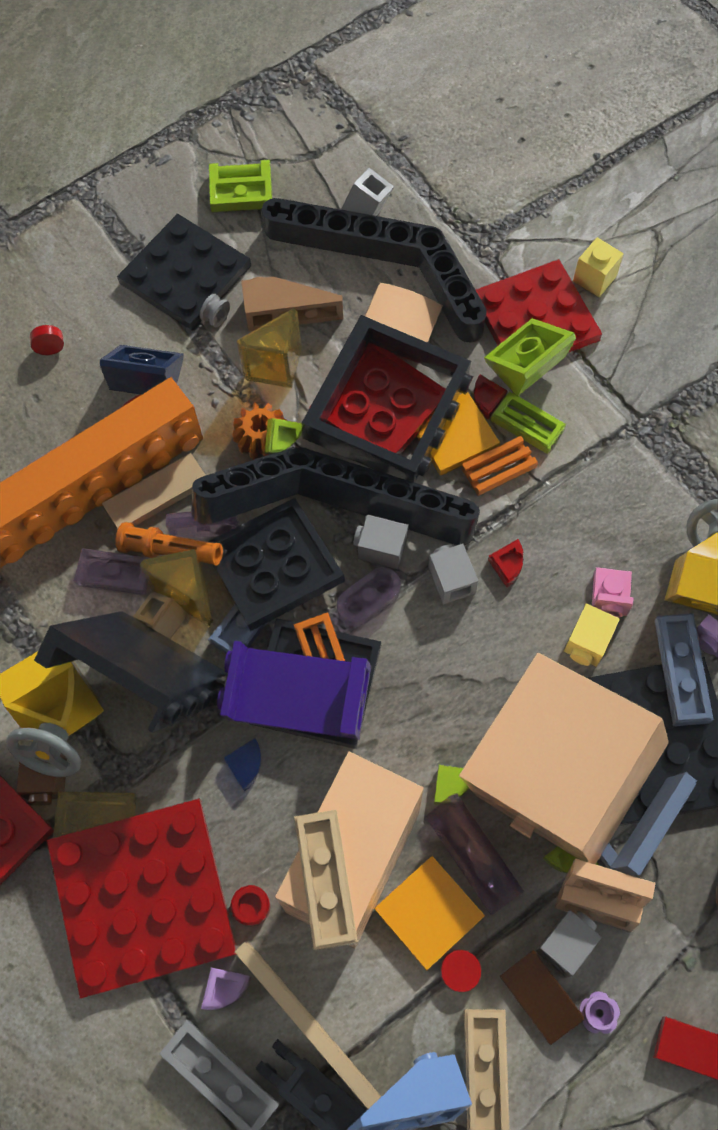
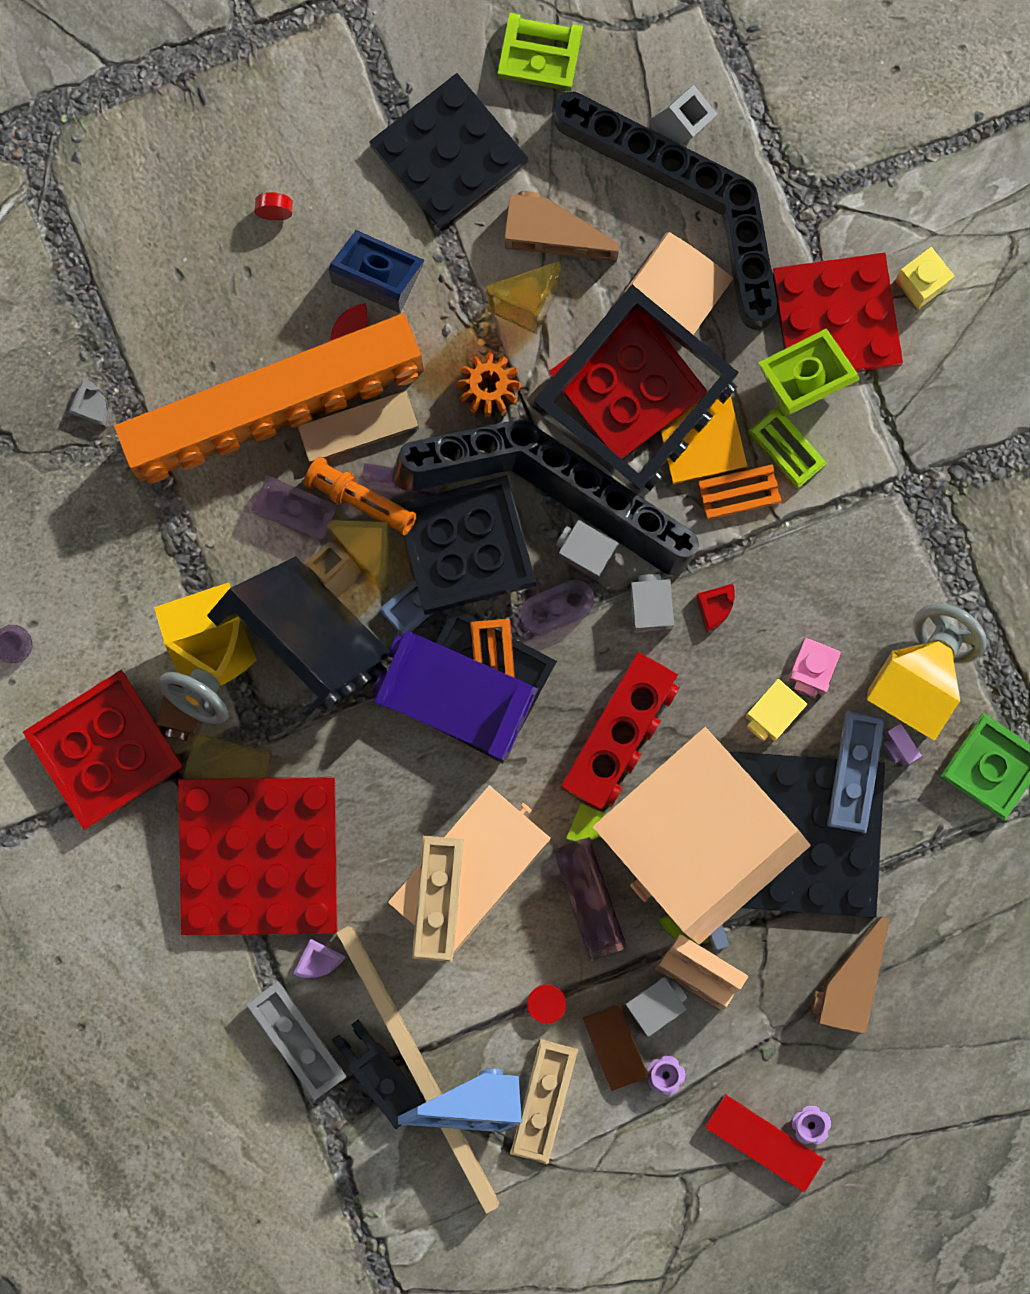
camera: 10 degrees right, 15 degrees up
(214, 310) = (471, 217): light grey bush -> none
(245, 763) = (388, 750): clear blue tile -> none
(250, 905) = (360, 890): red tile -> none
(281, 435) = (509, 404): lime tile -> none
(429, 912) = (531, 942): light orange tile -> none
(463, 634) = (641, 675): none -> red brick
(488, 395) = (751, 404): red tile -> none
(654, 824) = (769, 920): sand blue tile -> none

